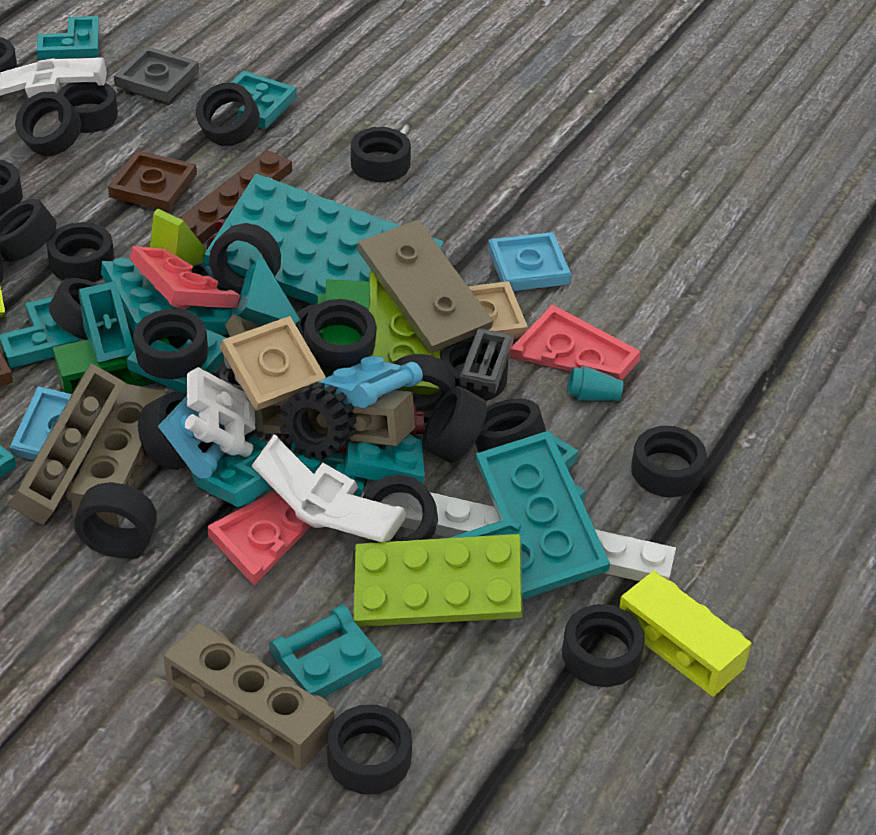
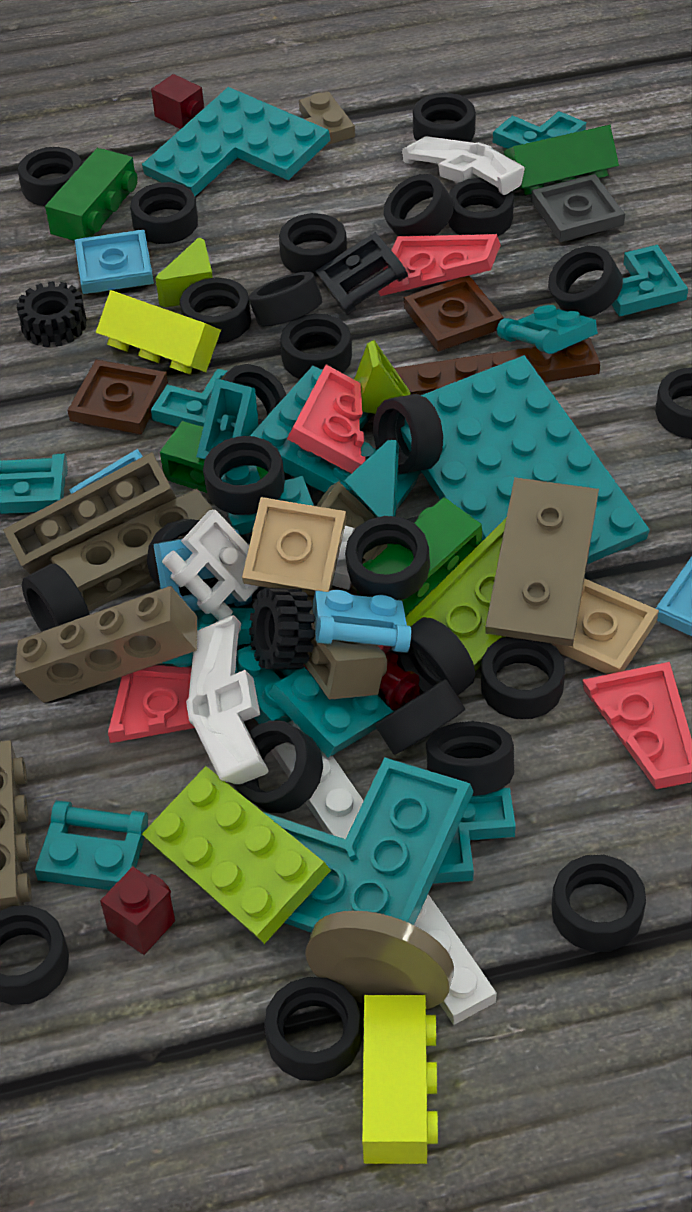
camera: 50 degrees right, 5 degrees up
(49, 178) = (356, 266): none -> black plate
(102, 151) = (441, 258): none -> coral wing
(118, 40) = (565, 157): none -> green brick
(197, 514) = (107, 645): none -> dark tan brick
(238, 154) = (548, 328): none -> teal plate
(417, 661) = (138, 909): none -> dark red brick
(481, 379) = (529, 679): dark grey tile -> none
(593, 385) = (617, 772): teal cone -> none
(615, 561) = (379, 956): none -> dark tan piece

